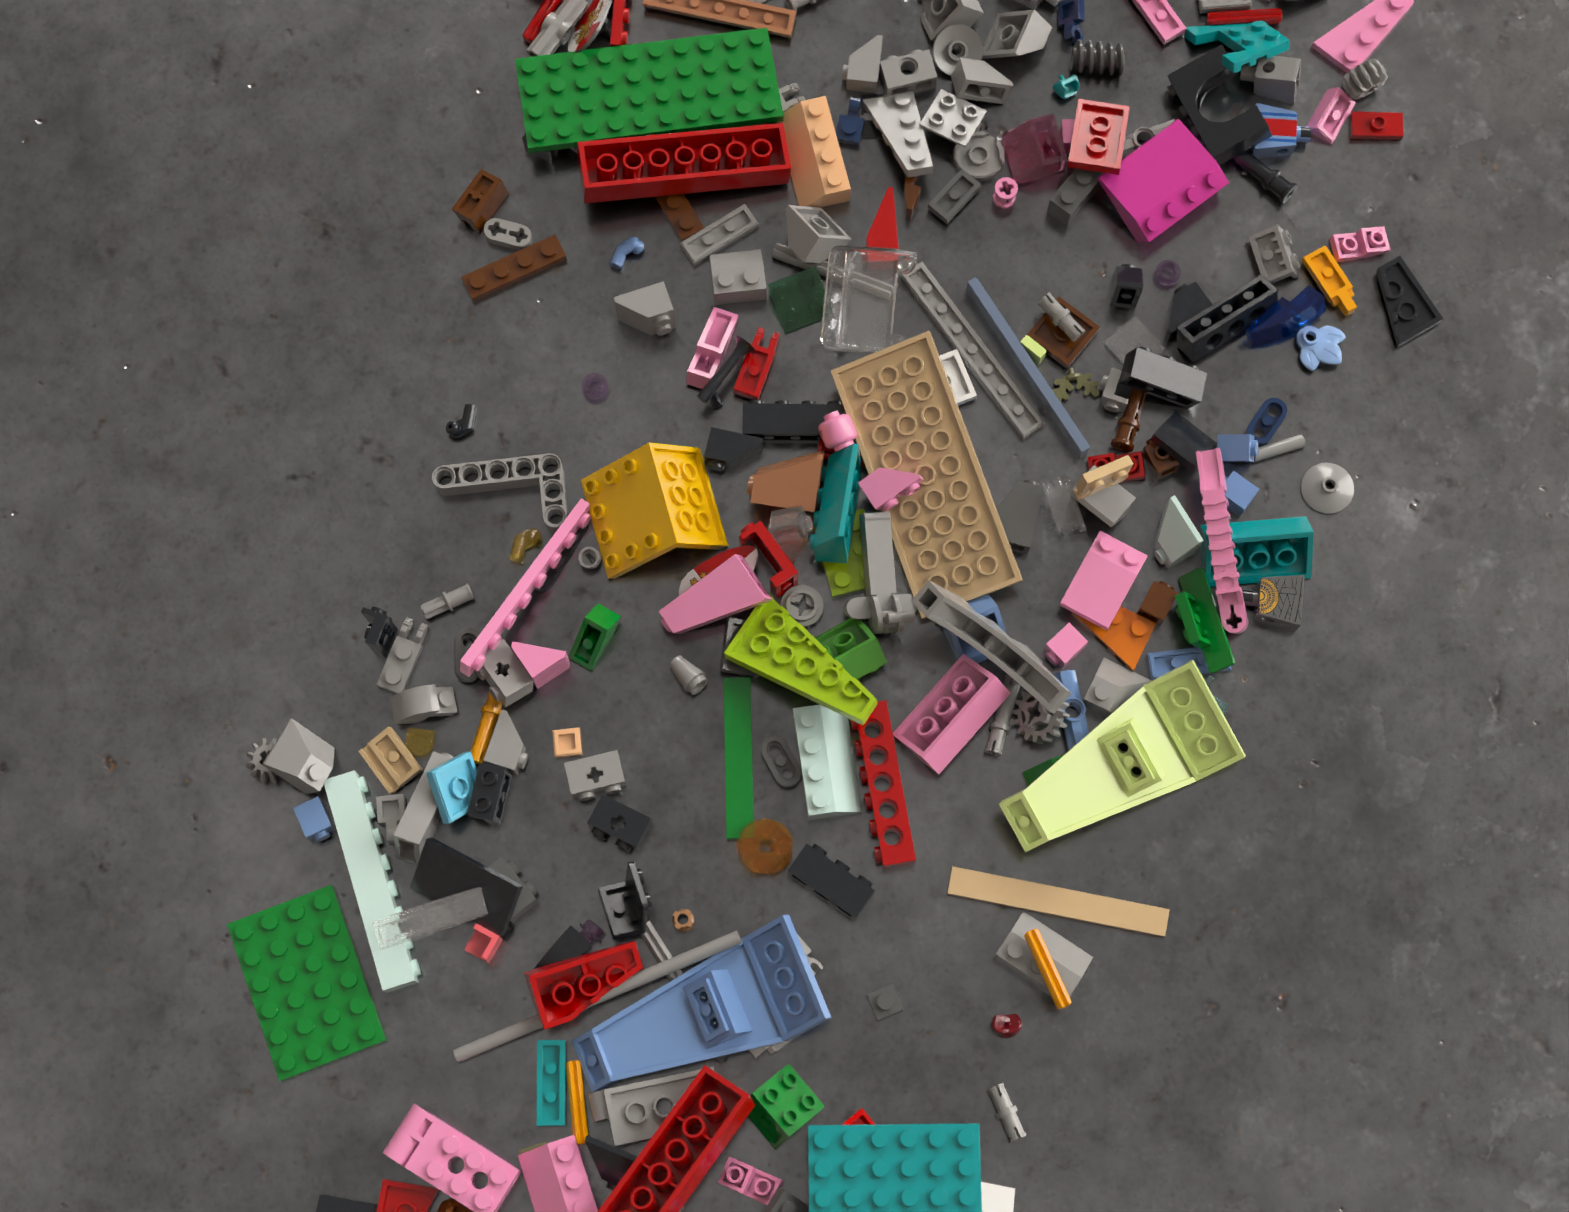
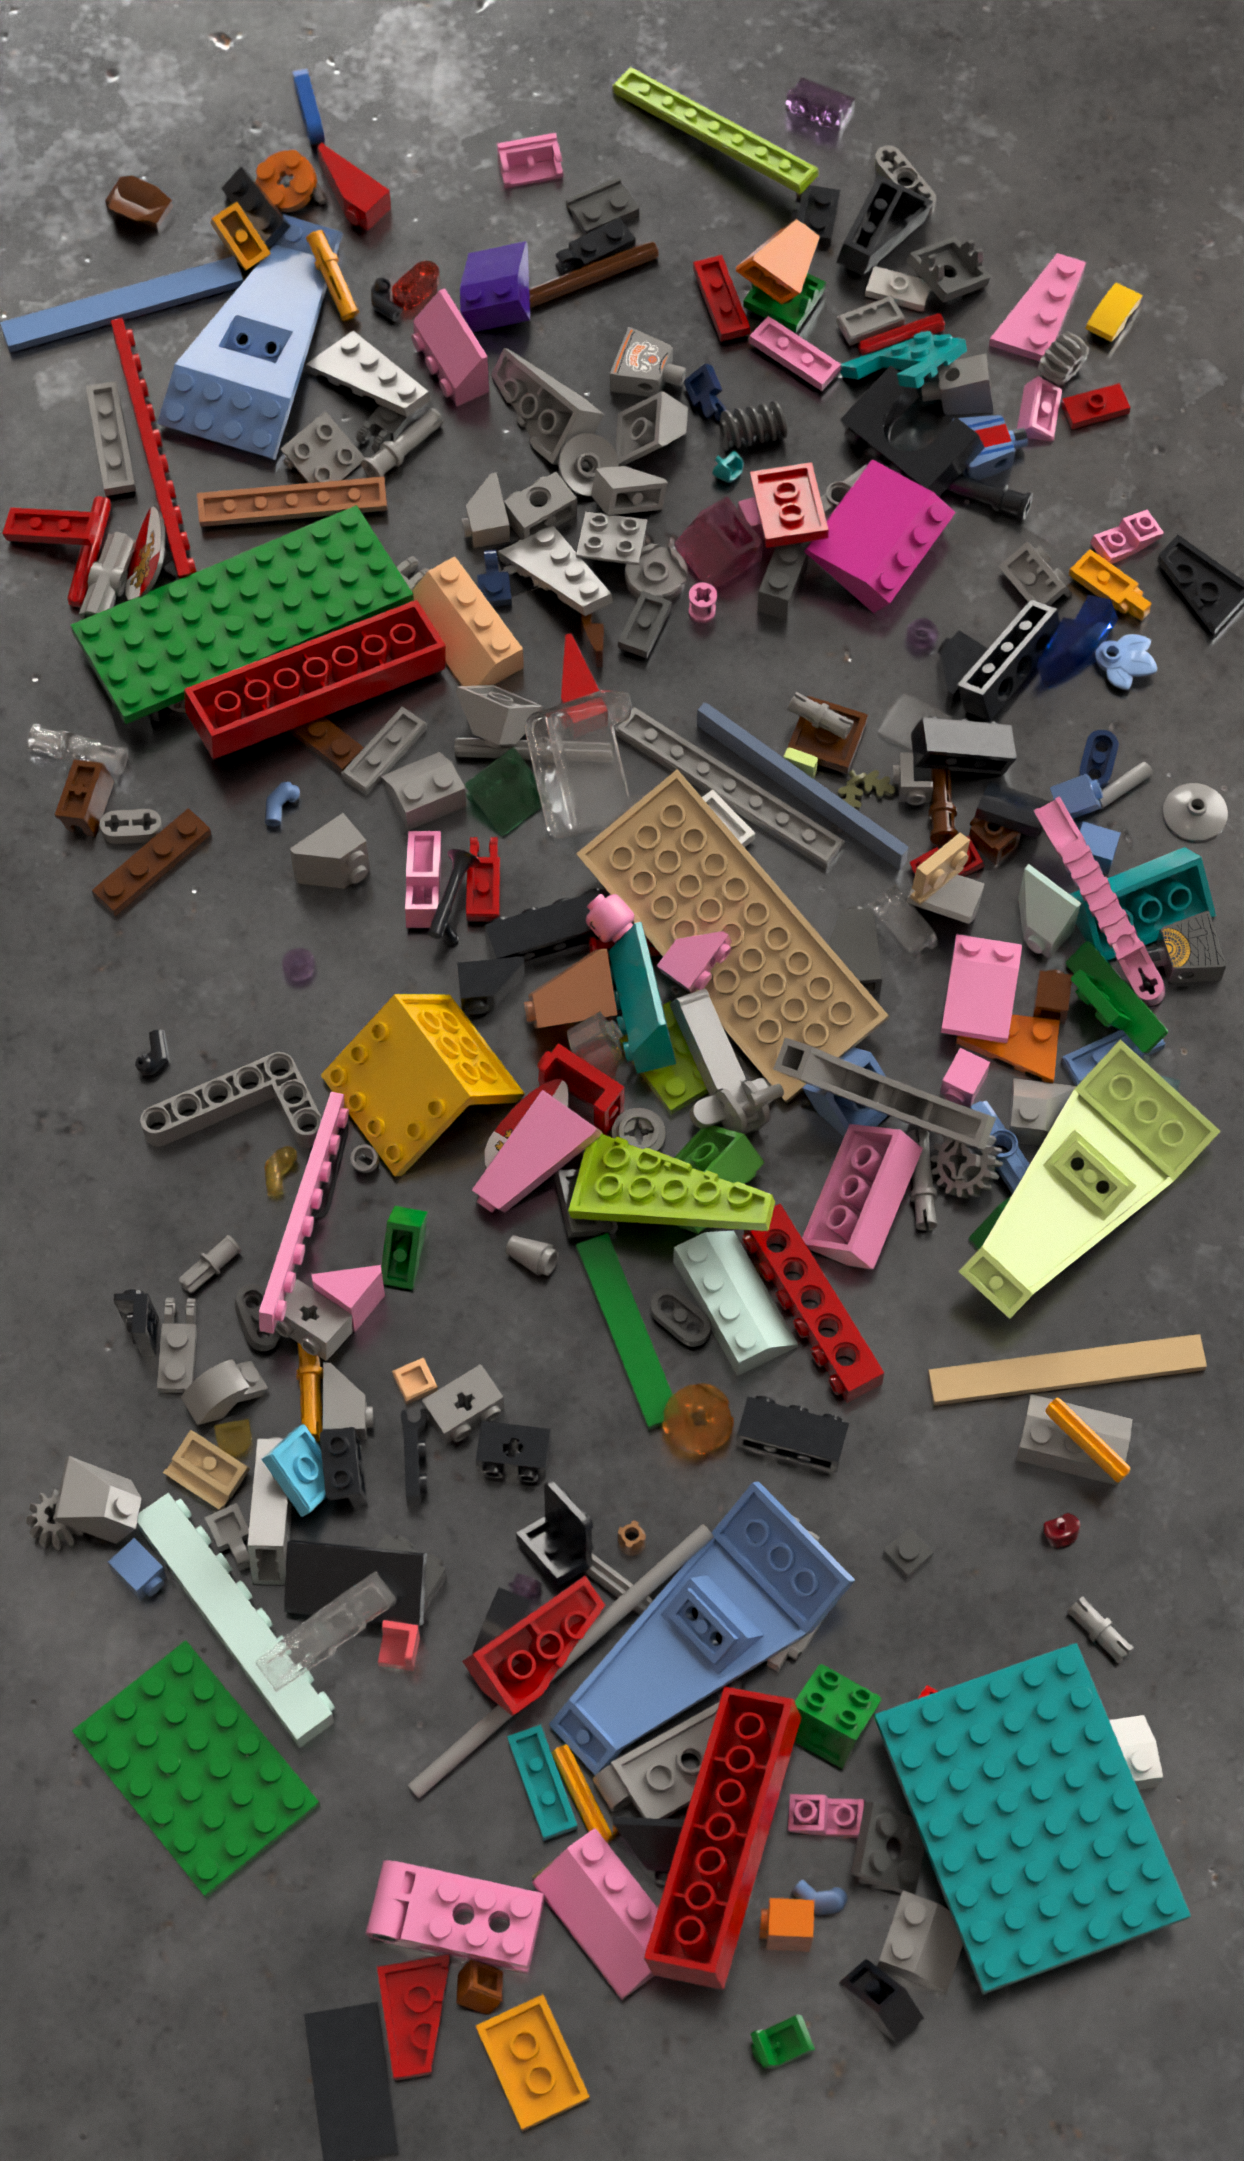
camera: 20 degrees left, 10 degrees down
(488, 159) = (72, 746): none -> clear piece
(545, 800) = (414, 1453): none -> black plate
(1126, 285) = (882, 660): black slope -> none
(1421, 50) = (1113, 312): none -> yellow slope

